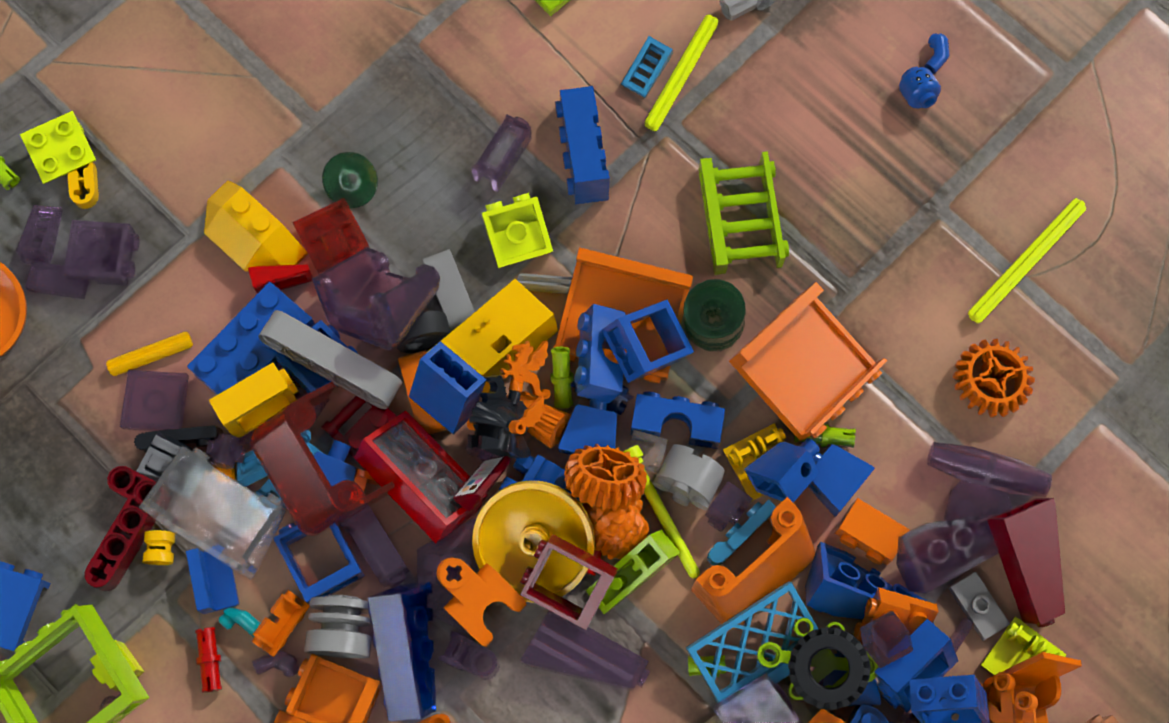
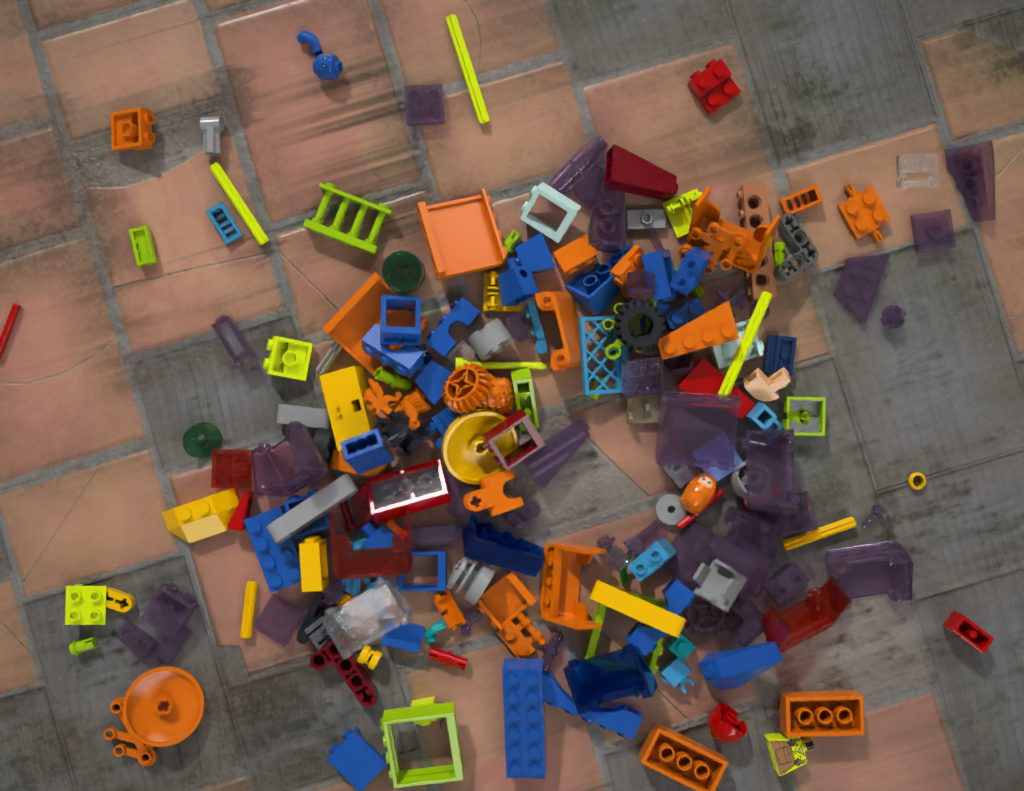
camera: 60 degrees left, 15 degrees up
(481, 482) = (431, 459): dark red slope -> none
(584, 143) = (254, 288): blue wedge -> none
(916, 494) = (557, 198): none -> light aqua window
(947, 230) = (424, 104): none -> clear purple plate
(997, 400) = (520, 129): orange gear -> none

